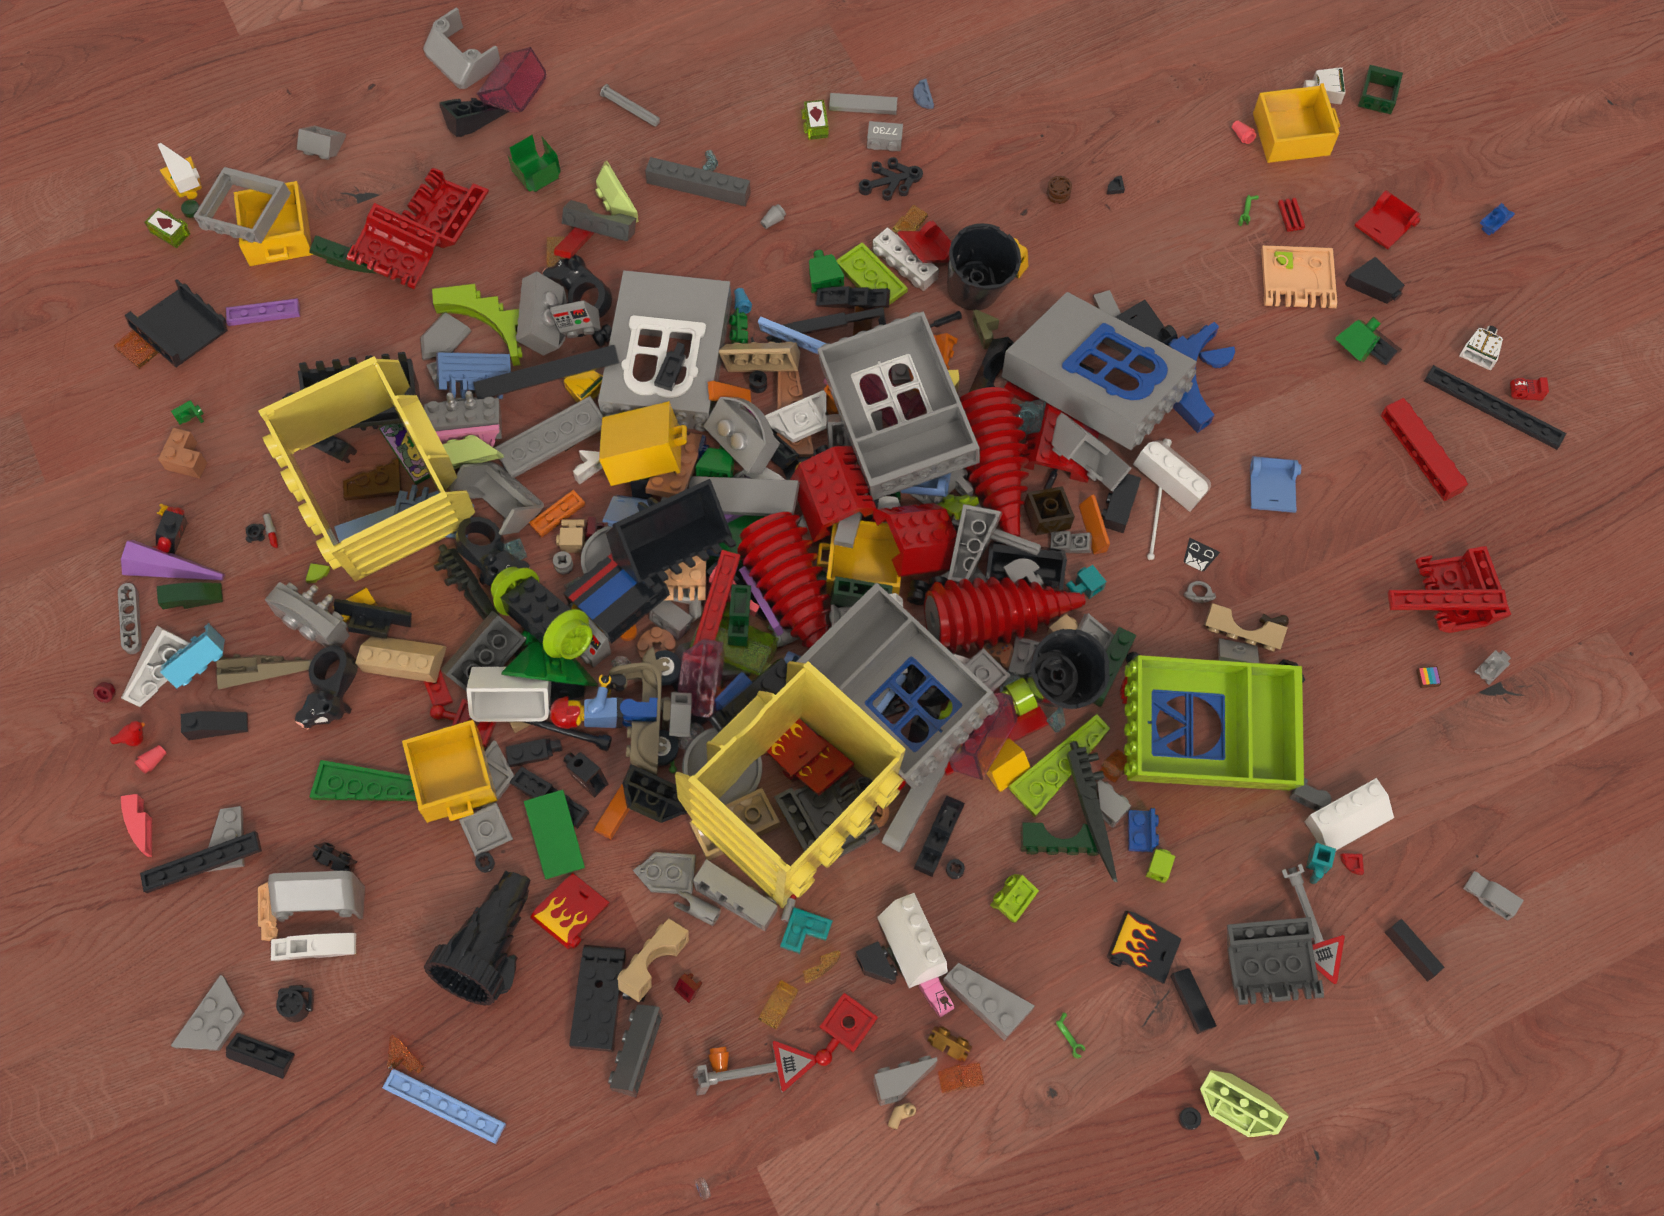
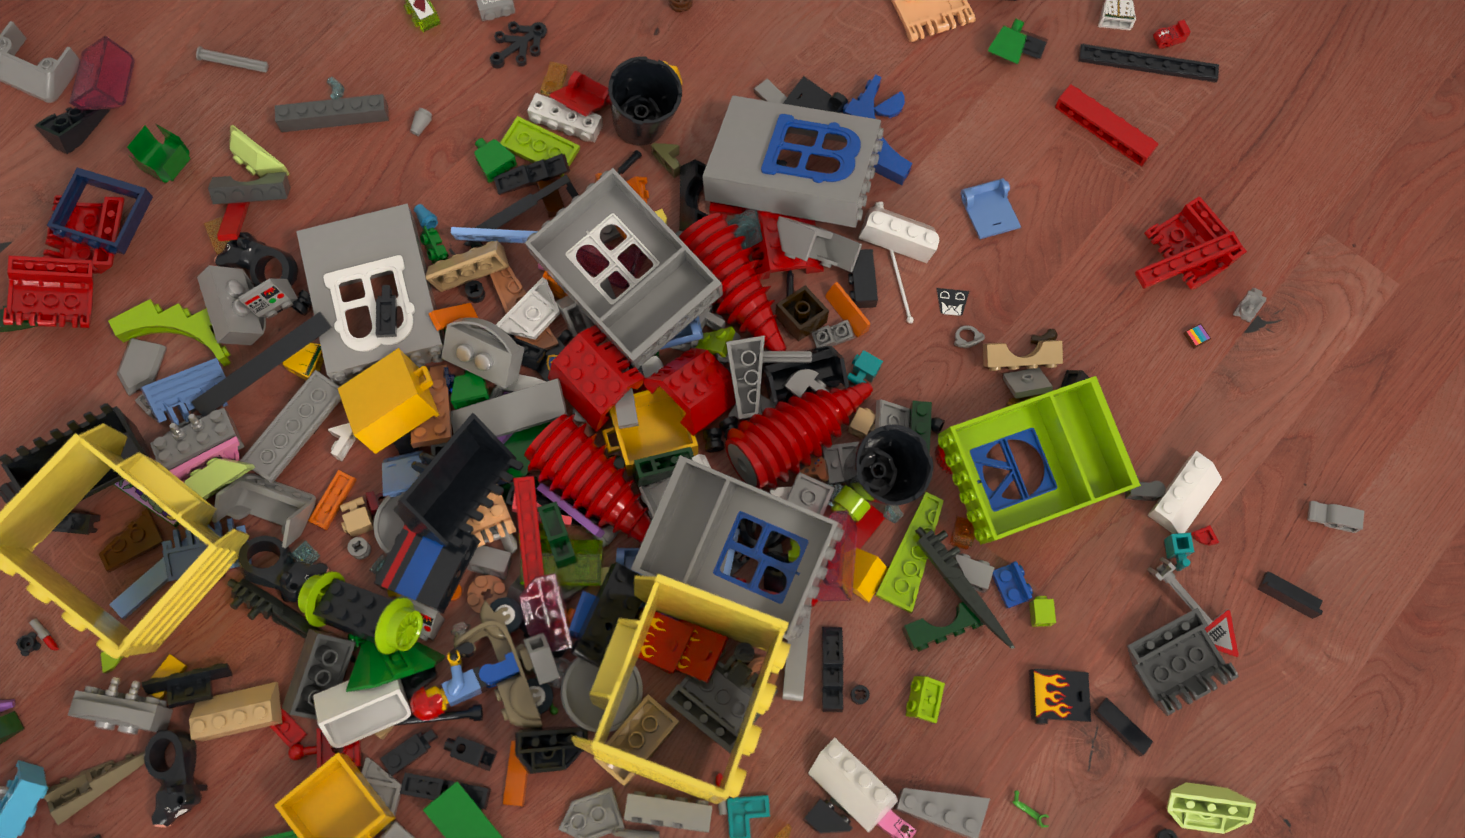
camera: 25 degrees left, 5 degrees up
(444, 173) = (71, 196): none -> dark blue window

